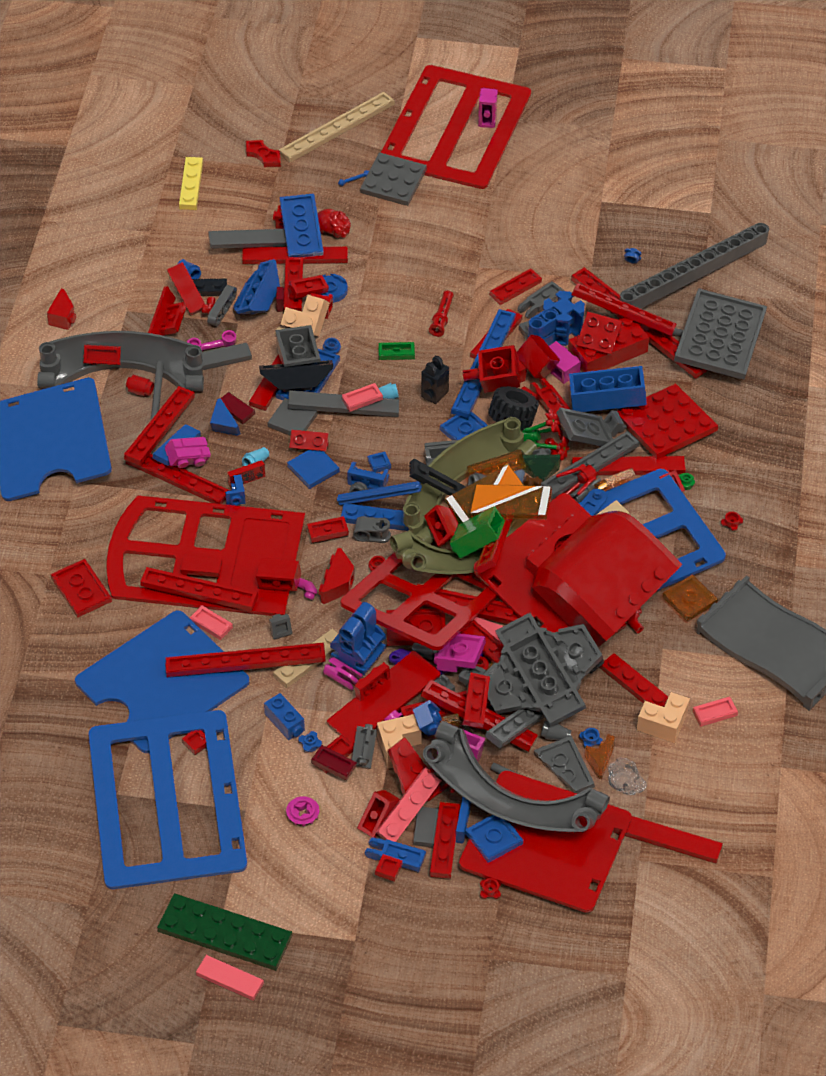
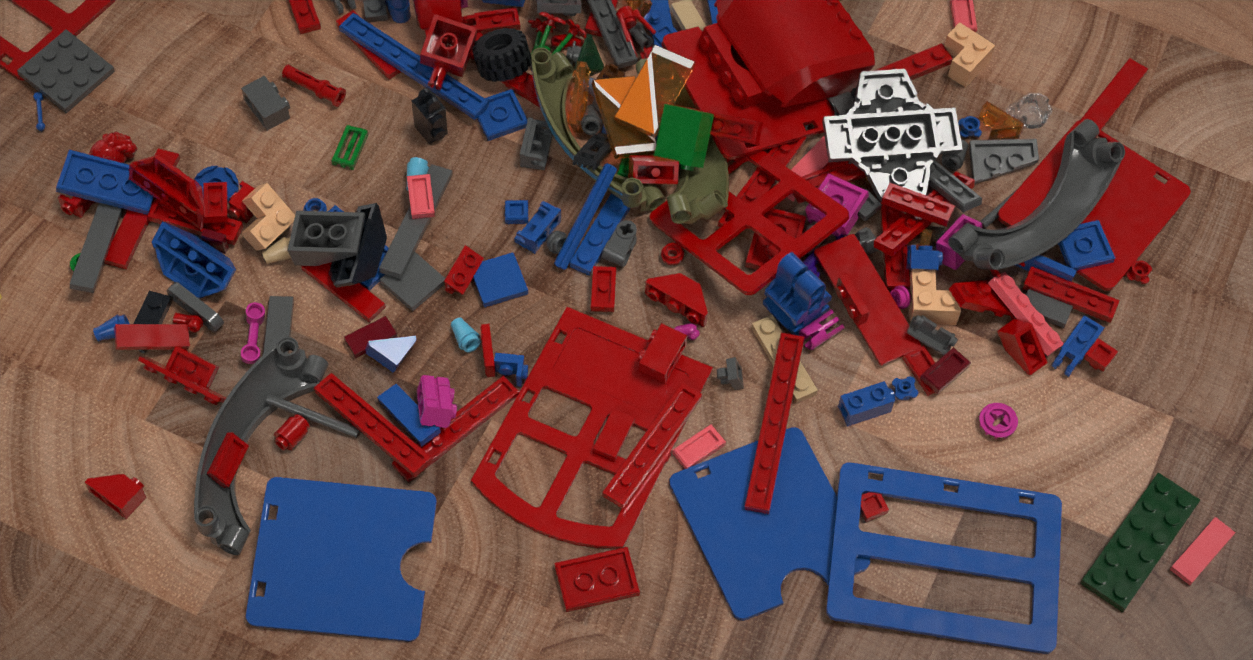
camera: 75 degrees left, 10 degrees up
(308, 257) = (170, 187): none -> red wedge
(412, 290) = (266, 103): none -> dark grey brick

